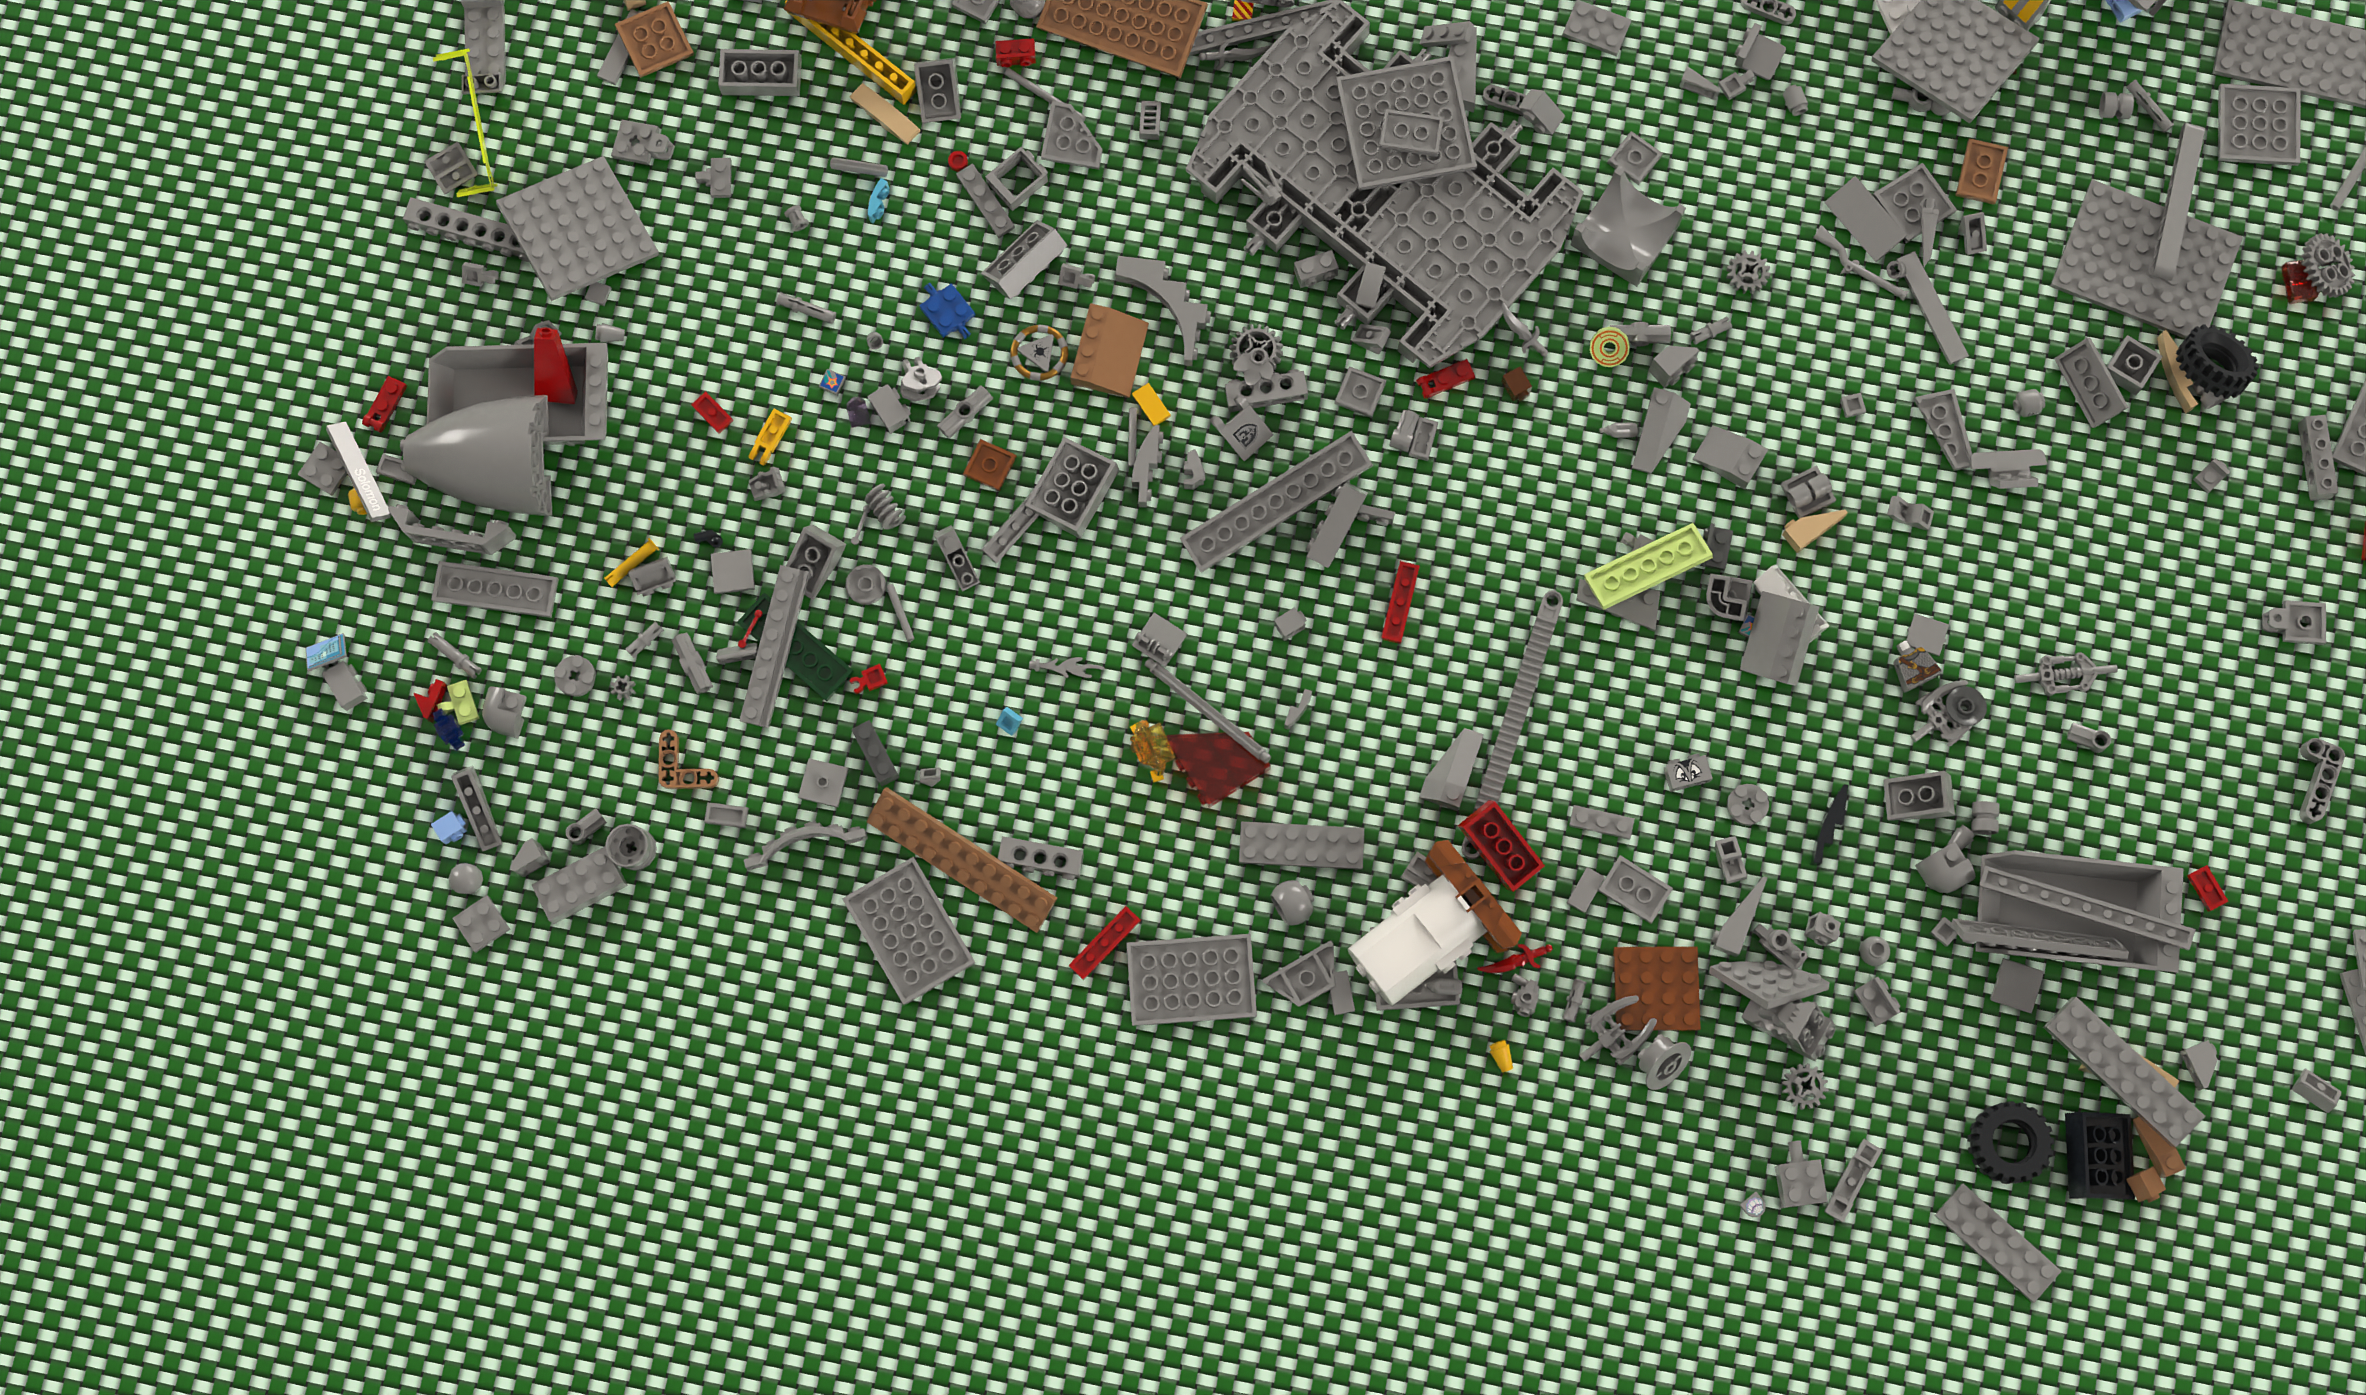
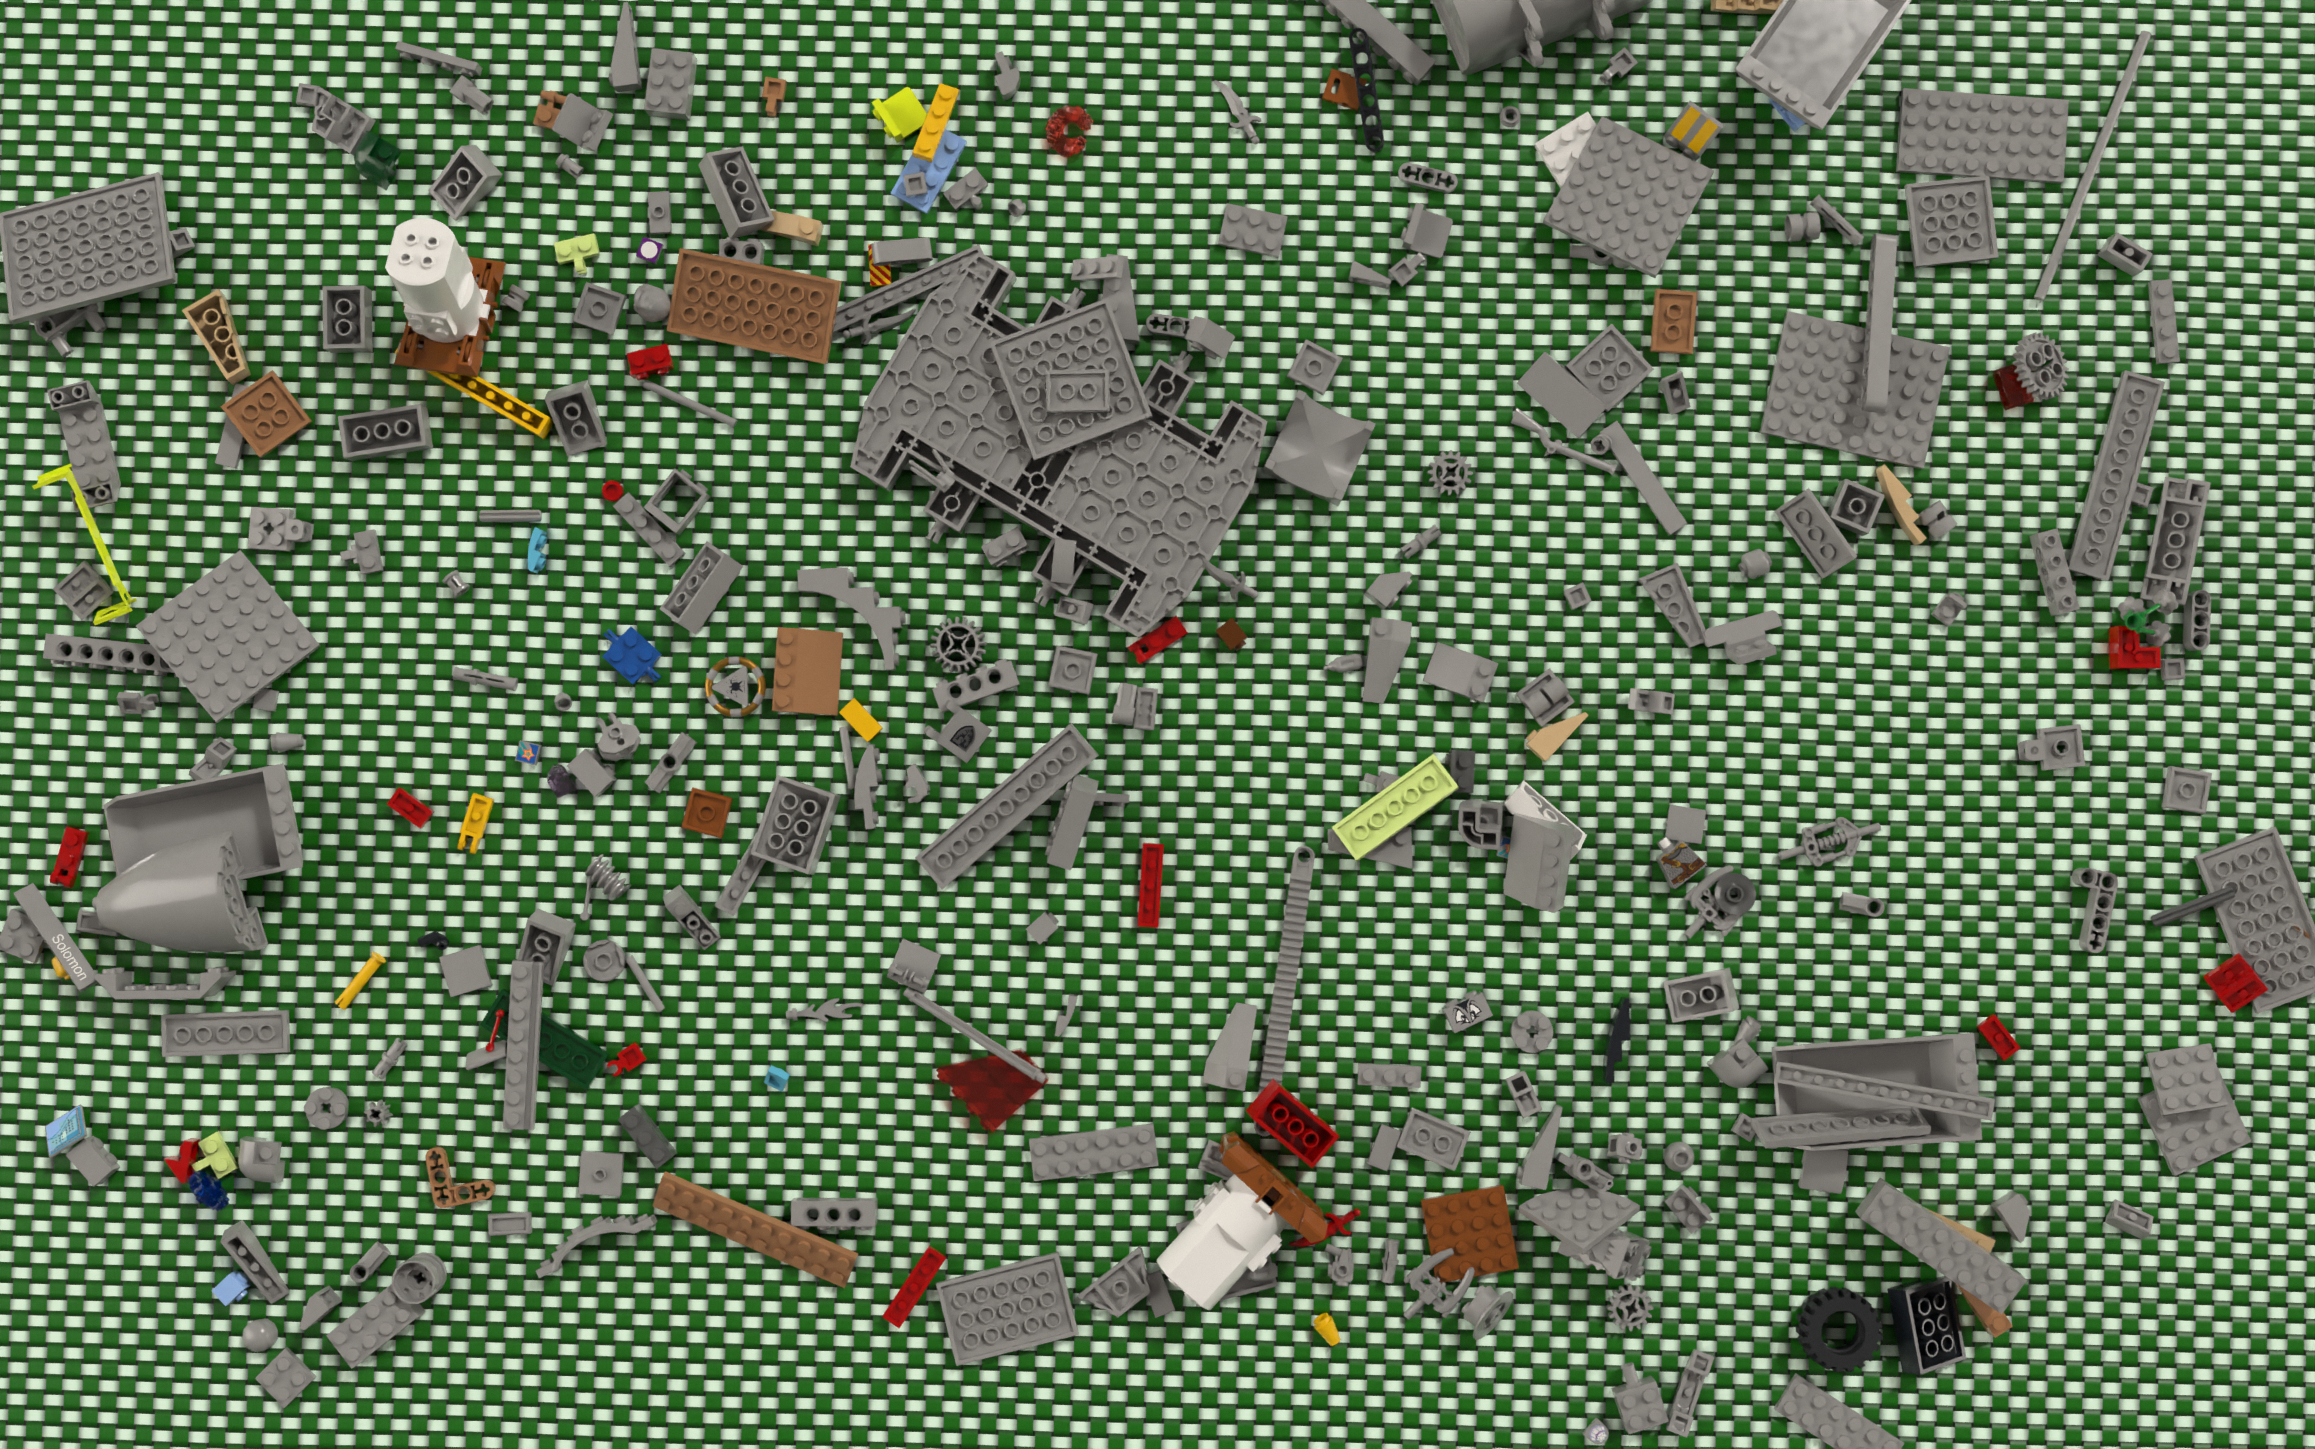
camera: 10 degrees left, 10 degrees up
(461, 660) = (206, 1113): light grey pin -> none
(552, 368) = (232, 799): red slope -> none
(652, 576) = (384, 992): light grey hinge -> none
(692, 663) = (443, 1074): light grey piece -> none
(767, 484) = (482, 874): light grey hand -> none
(885, 114) = (525, 454): tan slope -> none
(908, 931) = (716, 1309): light grey plate -> none
(930, 776) = (707, 1147): light grey slope -> none
(1069, 139) = (723, 448): light grey plate -> none
(1072, 277) = (755, 598): light grey plate -> none
(1149, 133) = (808, 427): light grey slope -> none
(1151, 747) = (923, 1083): clear yellow torso -> none
(1254, 369) = (959, 669): light grey plate -> none
(1292, 902) = (1094, 1215): light grey wheel -> none
(1614, 357) = (1323, 589): yellowish green tile -> none
(1642, 333) = (1348, 558): light grey piece -> none
(1795, 100) = (1471, 276): light grey brick -> none
(1929, 221) = (1627, 391): light grey bar -> none
(1985, 815) = (1769, 1006): light grey wheel -> none
(2146, 1185) = (1975, 1345): medium nougat brick -> none
(2226, 350) = (1952, 478): black tyre -> none

